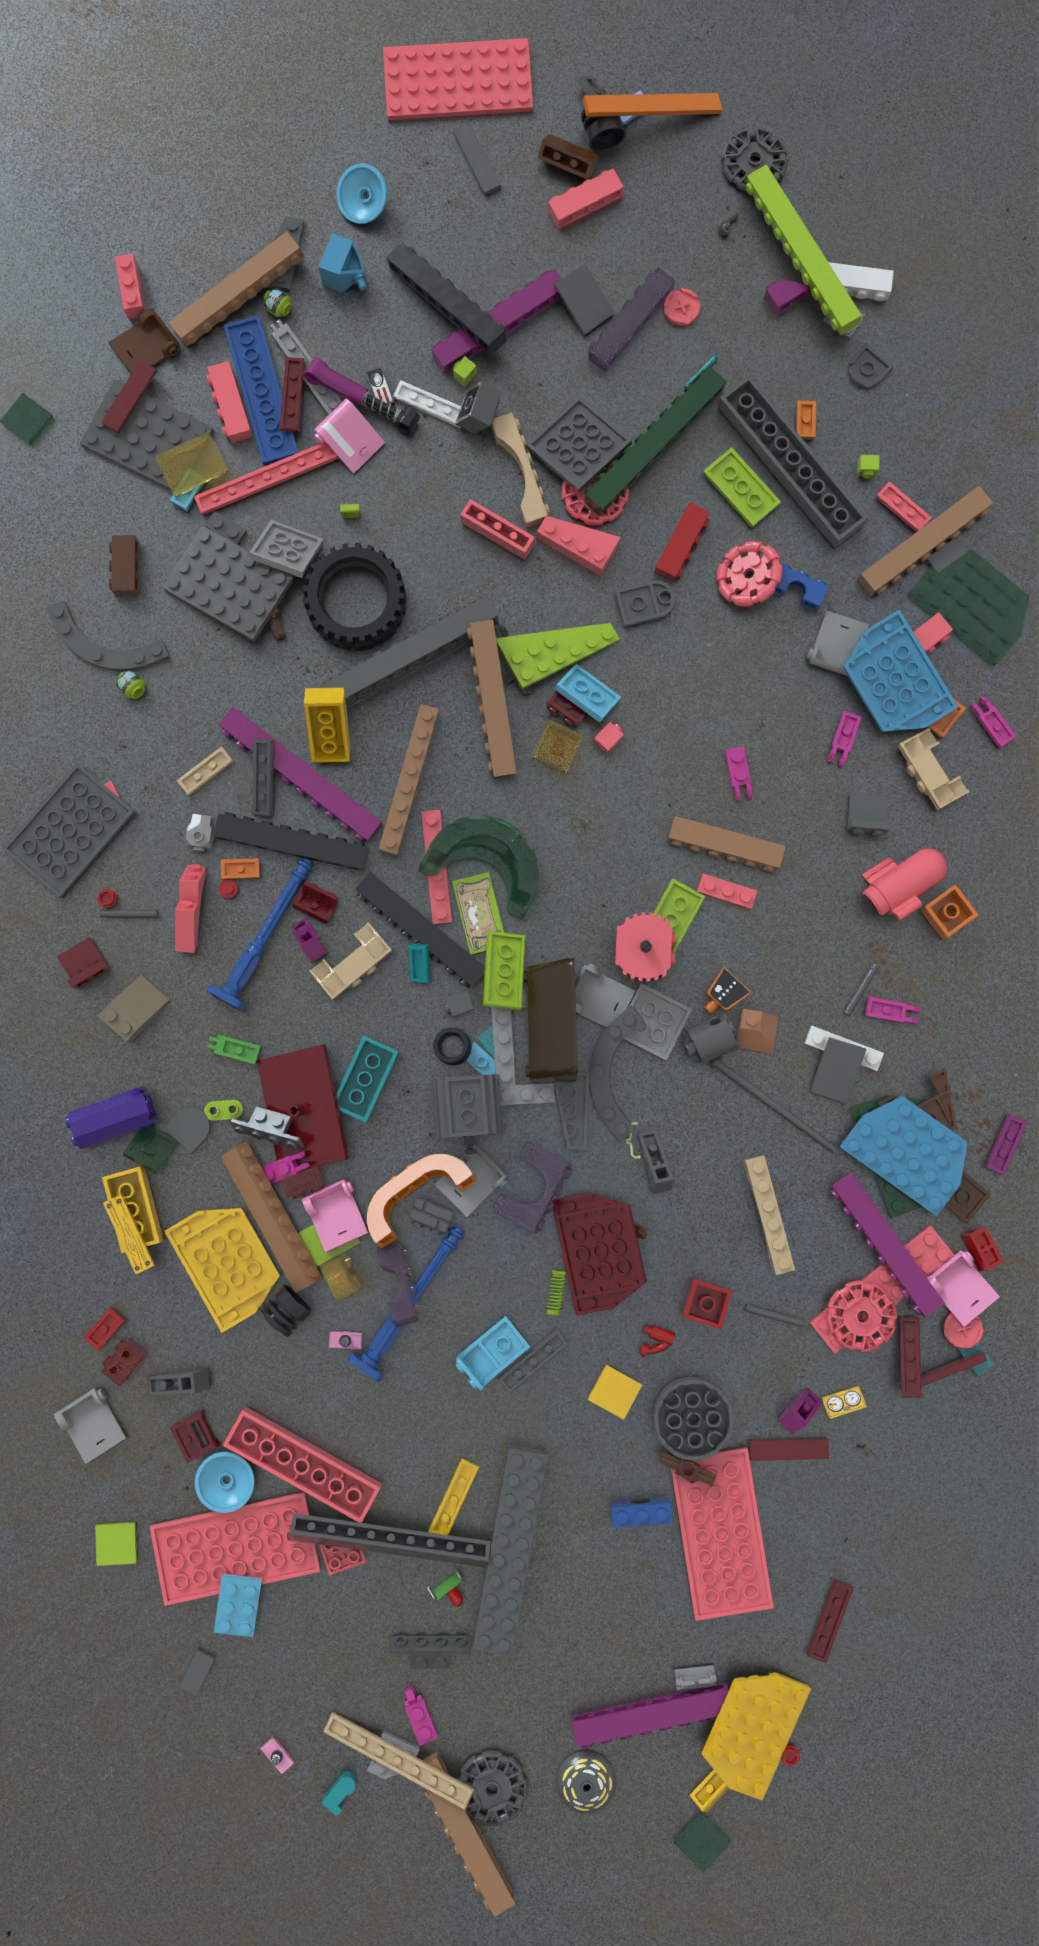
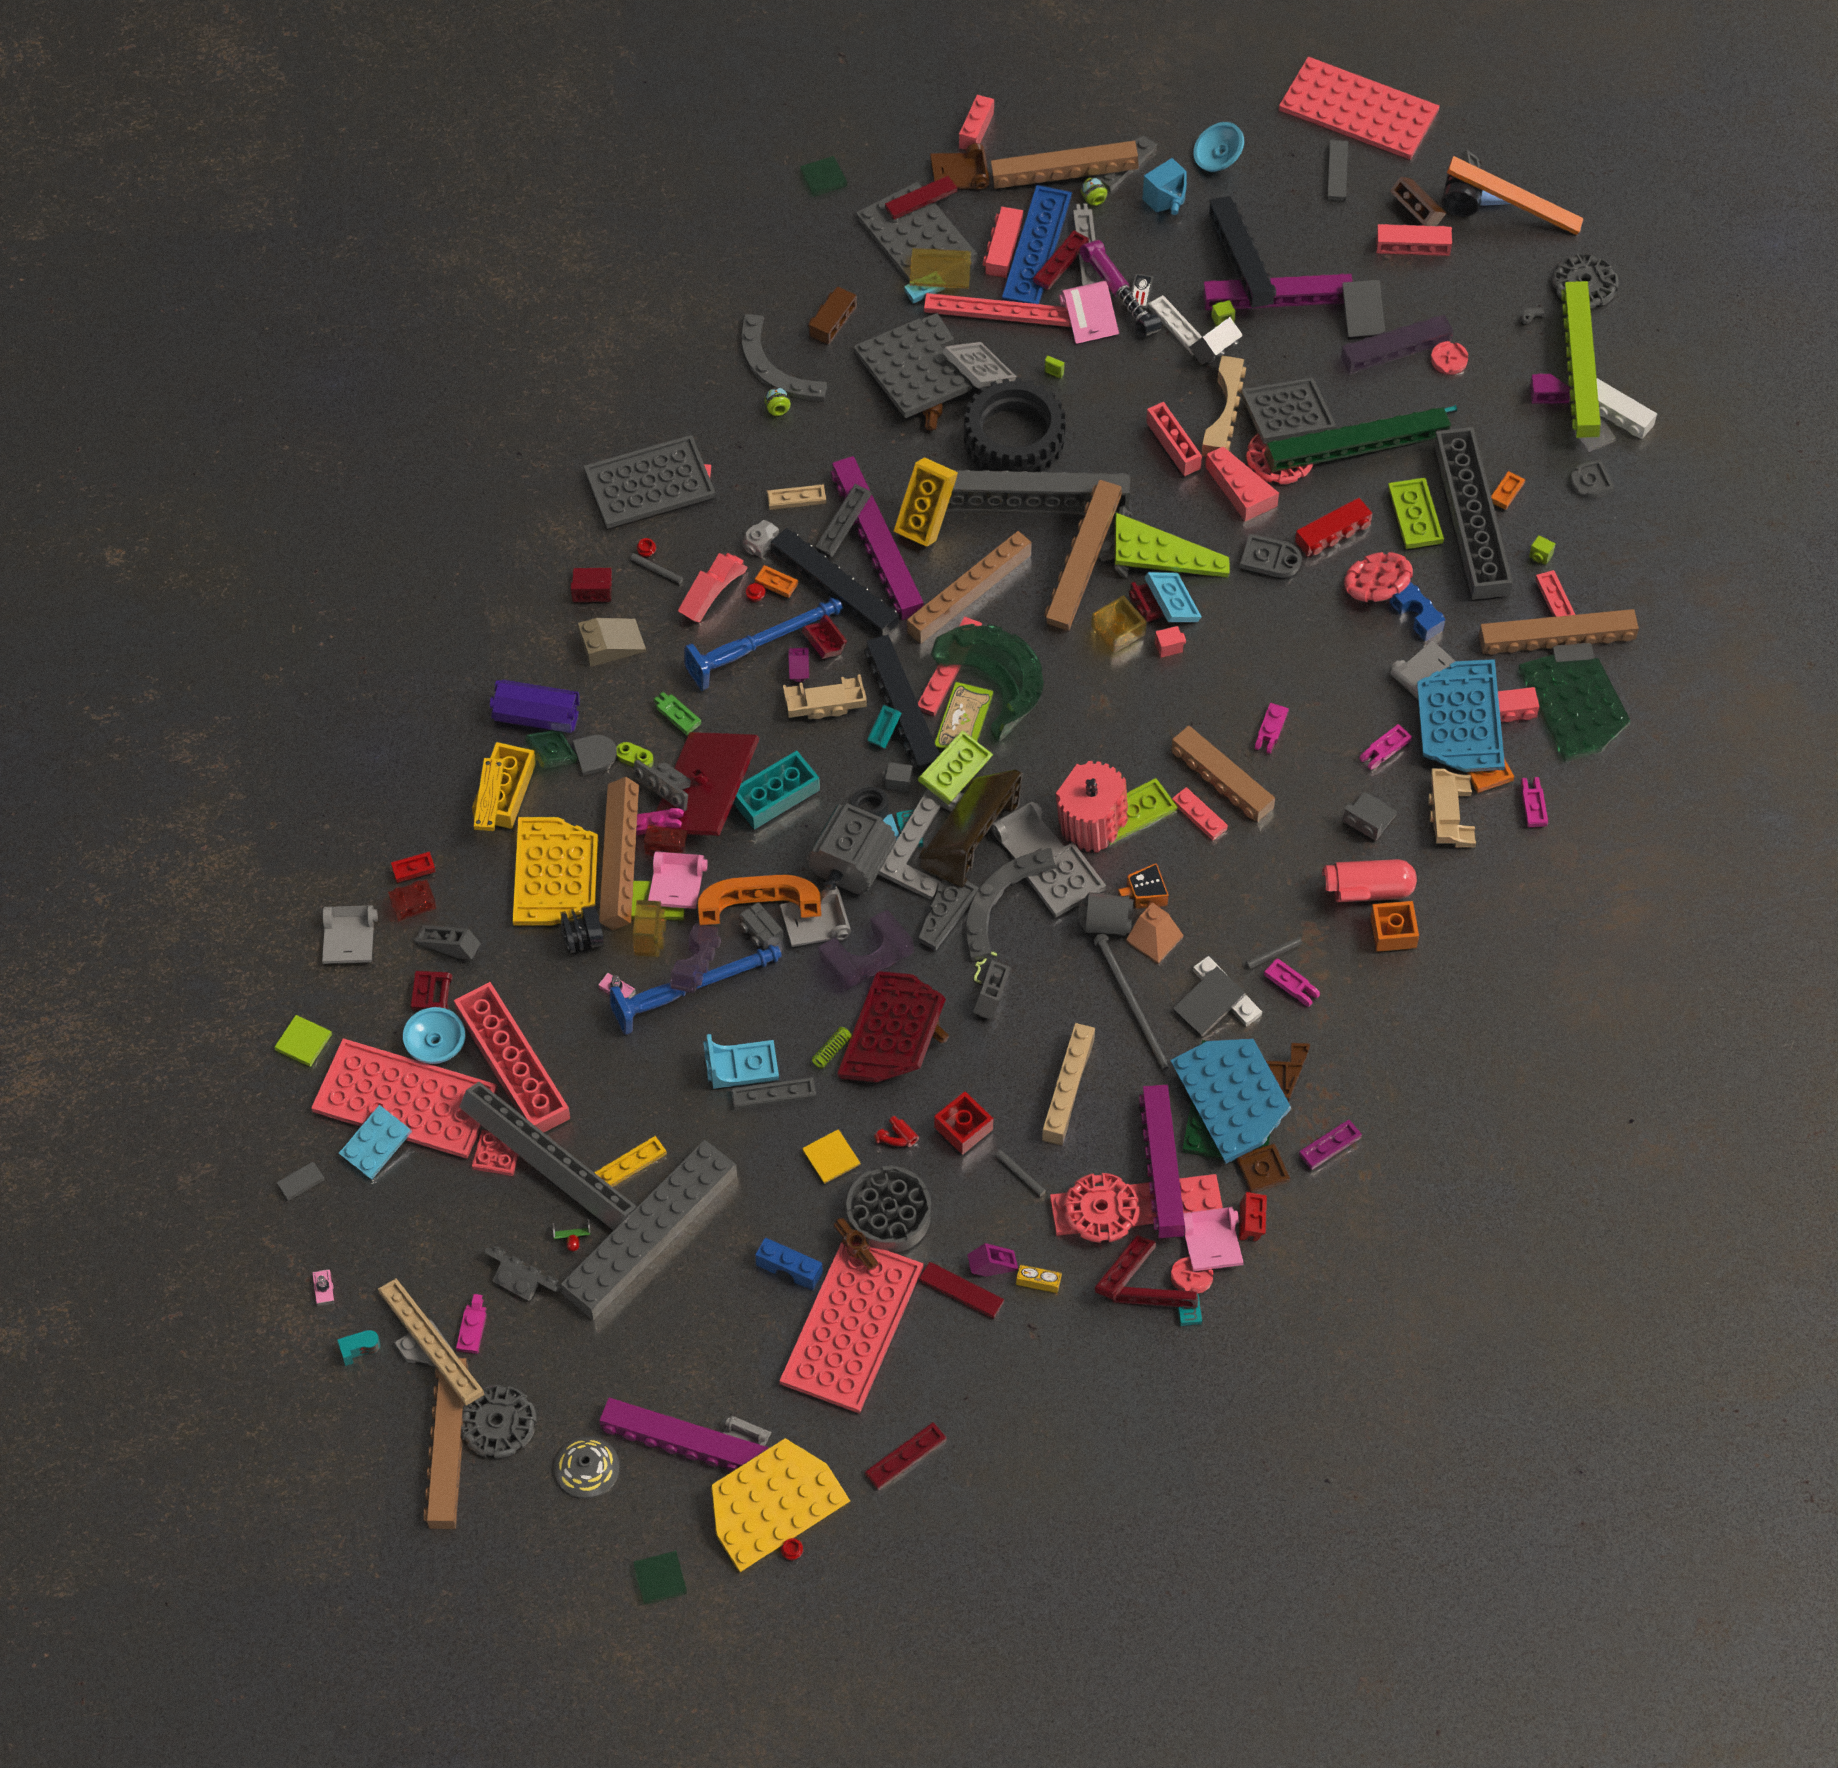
camera: 30 degrees right, 25 degrees down
(709, 1791) = (697, 1540): yellow slope -> none

